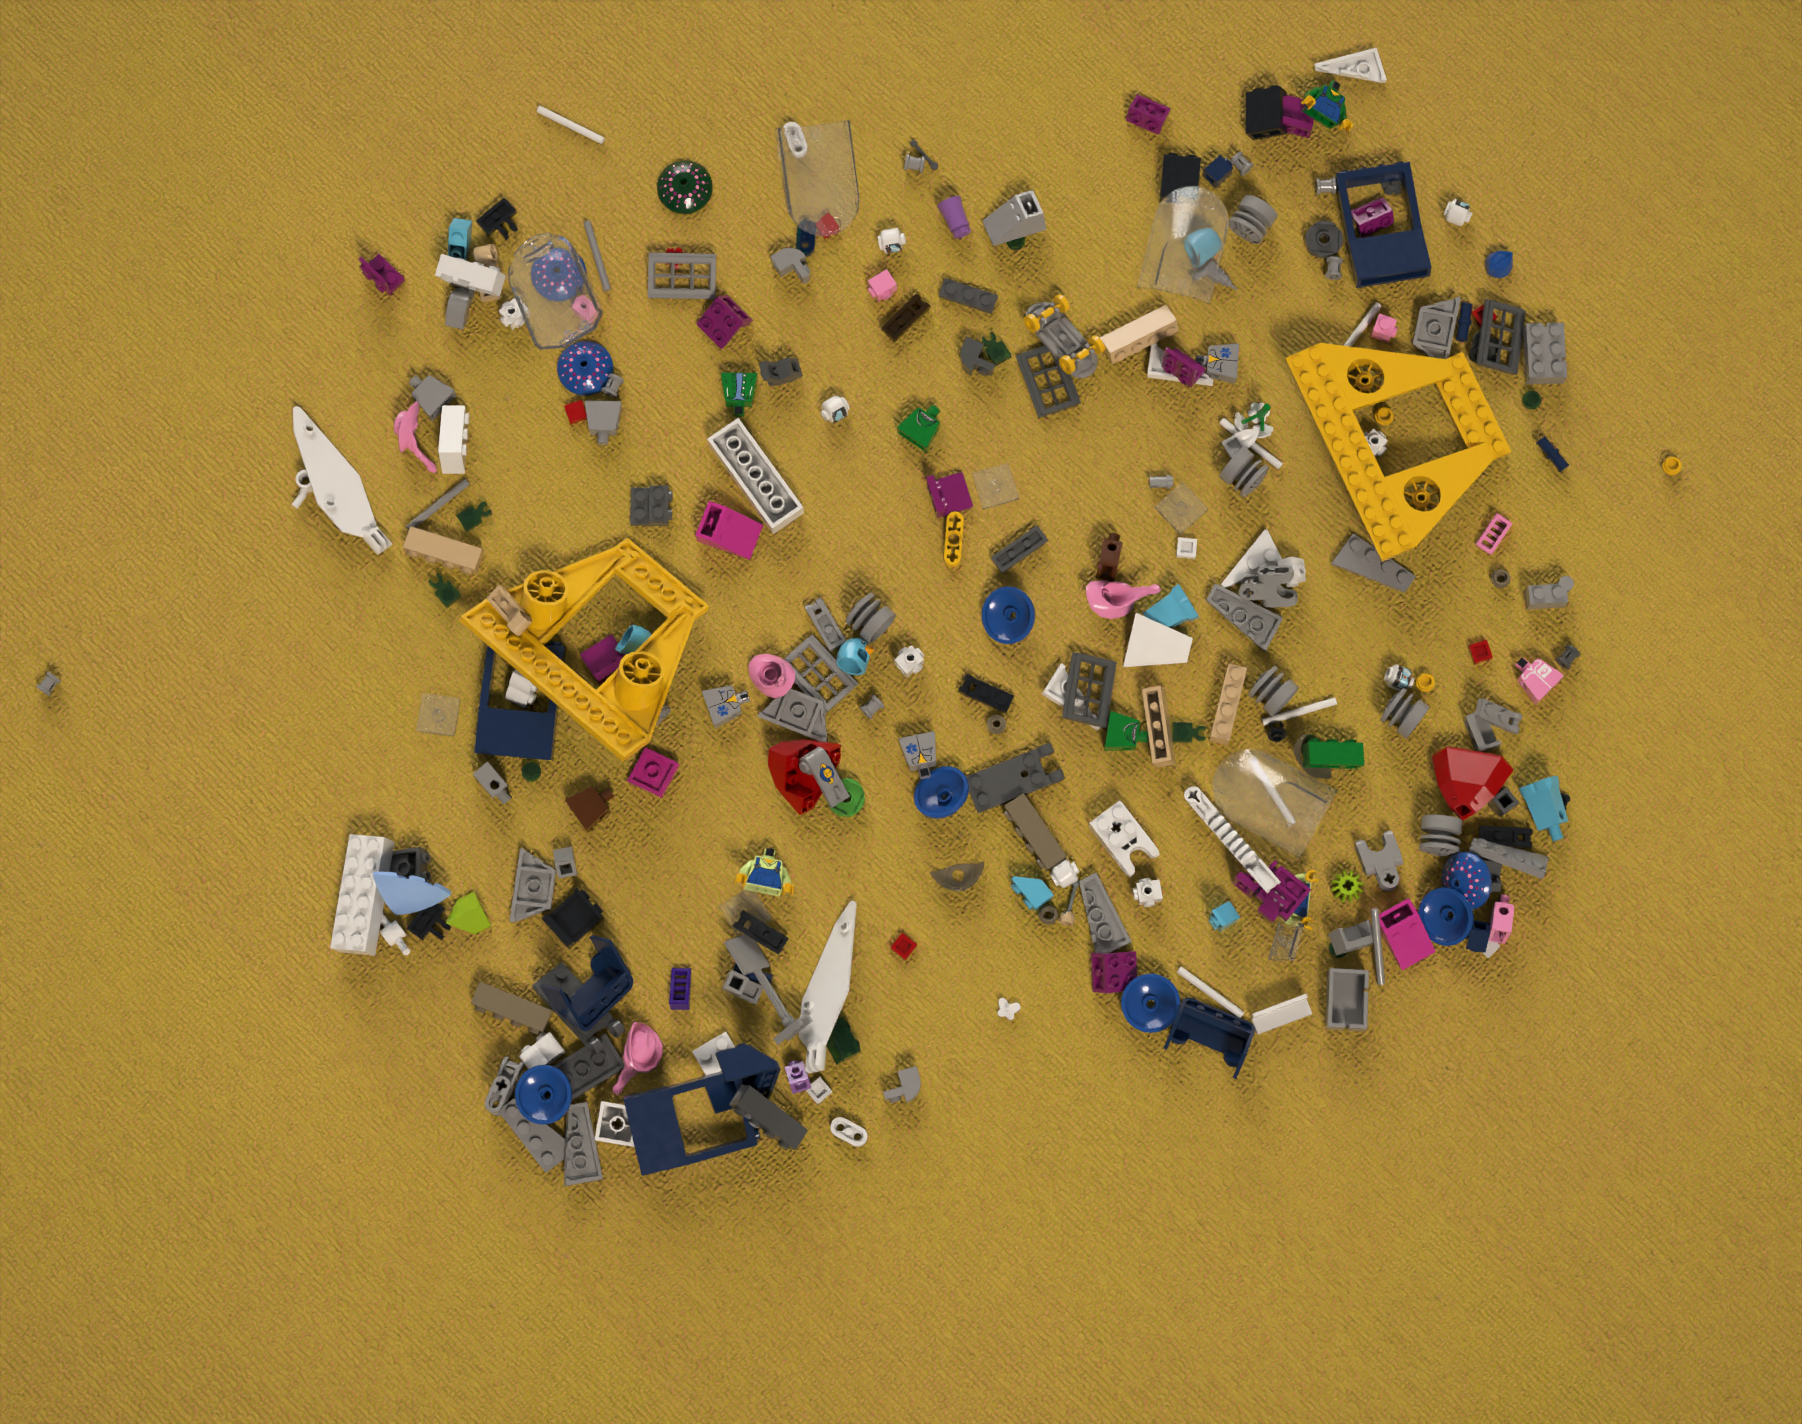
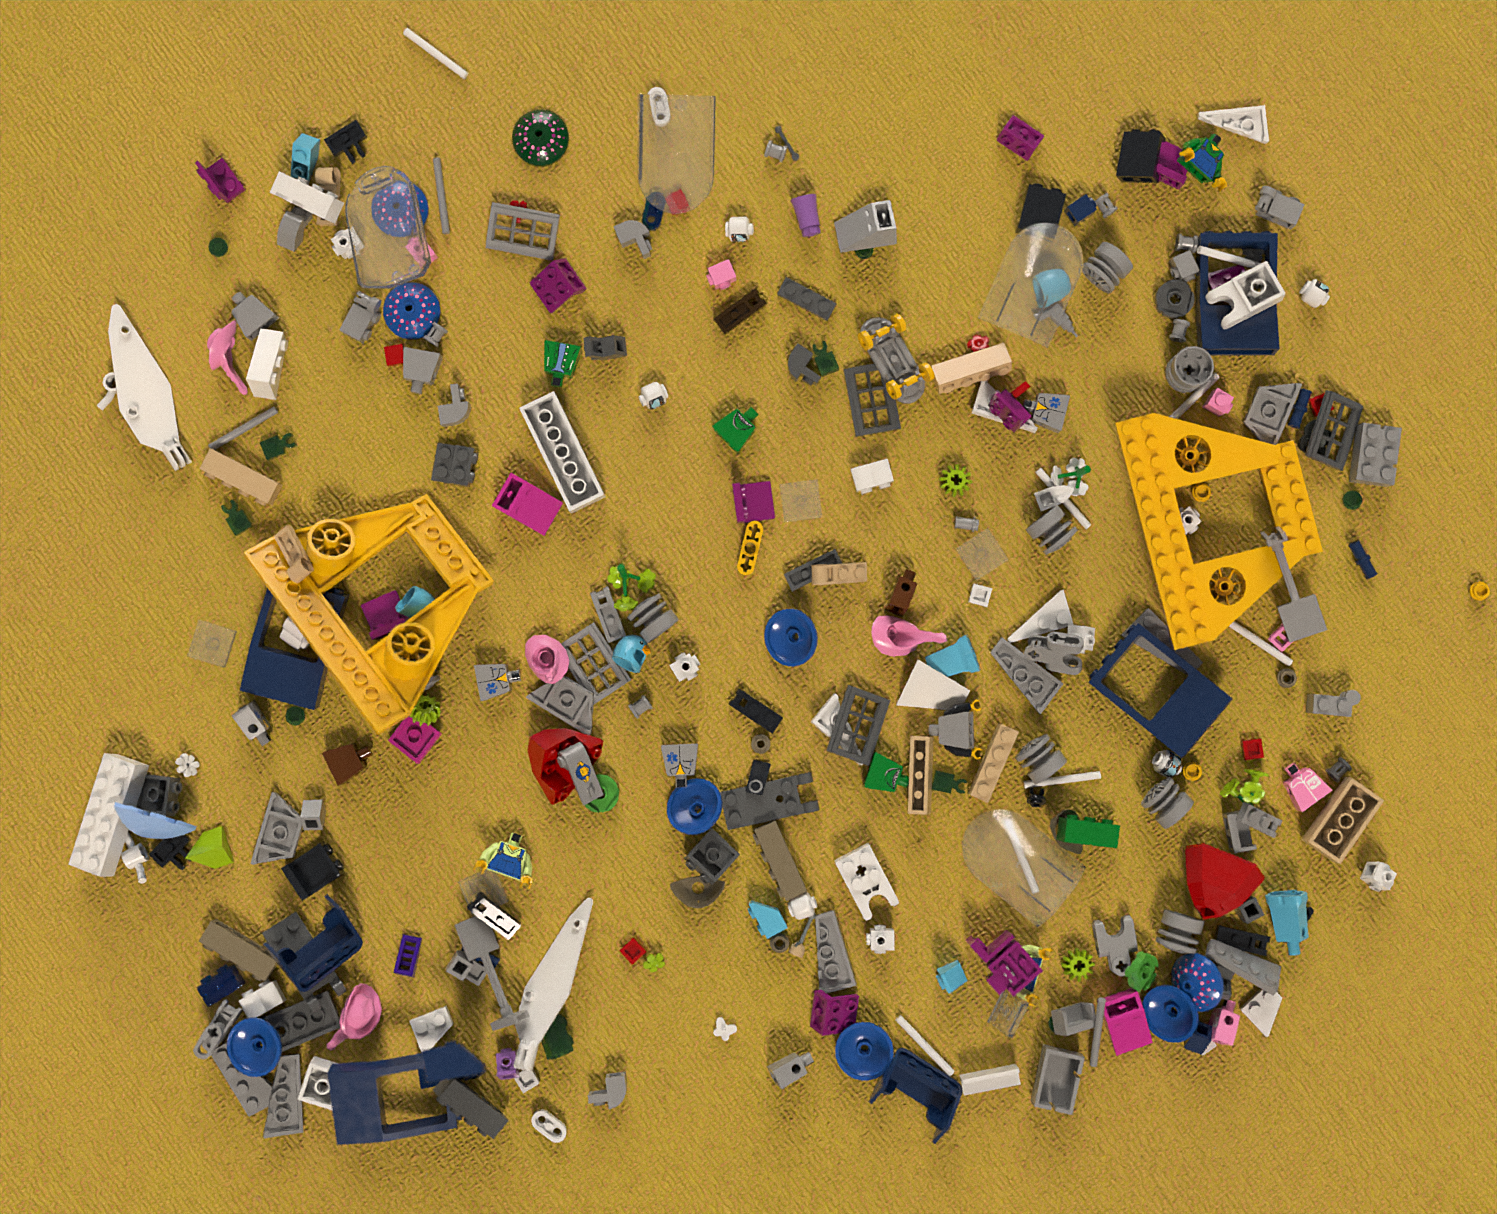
camera: 10 degrees right, 10 degrees up
(387, 337) = (218, 247): none -> clear green plate
(431, 836) = (187, 765): none -> white plant
(497, 1045) = (221, 985): none -> clear blue brick
(538, 381) = (361, 317): none -> light grey hinge
(645, 455) = (457, 412): none -> light grey brick
(661, 743) = (426, 710): none -> lime gear
(830, 587) = (620, 577): none -> lime plant
(926, 953) = (654, 962): none -> lime plant
(966, 841) = (711, 857): none -> dark grey plate
(999, 757) = (758, 777): none -> black sticker
(1044, 547) = (839, 573): none -> tan plate
(1061, 450) = (871, 476): none -> white brick
(1074, 1037) = (782, 1069): none -> light grey torso
(1136, 445) = (950, 484): none -> lime gear
(1141, 310) = (978, 343): none -> red plant
(1186, 678) = (957, 729): none -> light grey torso
(1190, 347) = (1020, 390): none -> red tile
(1231, 839) = (977, 910): white piece -> none
(1327, 208) = (1184, 267): none -> light grey brick
(1358, 297) = (1196, 362): none -> light grey wheel
(1369, 192) = (1227, 257): none -> white bar
(1387, 225) = (1243, 298): none -> white brick
(1407, 139) = (1278, 208): none -> light grey hinge
(1407, 623) = (1187, 711): none -> dark blue window
(1408, 873) = (1141, 971): none -> bright green plate
(1466, 548) = (1261, 643): none -> white bar
(1482, 686) = (1251, 792): none -> lime plant
(1499, 264) = (1346, 352): blue hat -> none
(1501, 514) = (1301, 615): none -> light grey piece
(1538, 901) = (1262, 1010): none -> white wing
(1580, 703) = (1342, 820): none -> tan brick
(1626, 751) = (1378, 876): none -> white brick

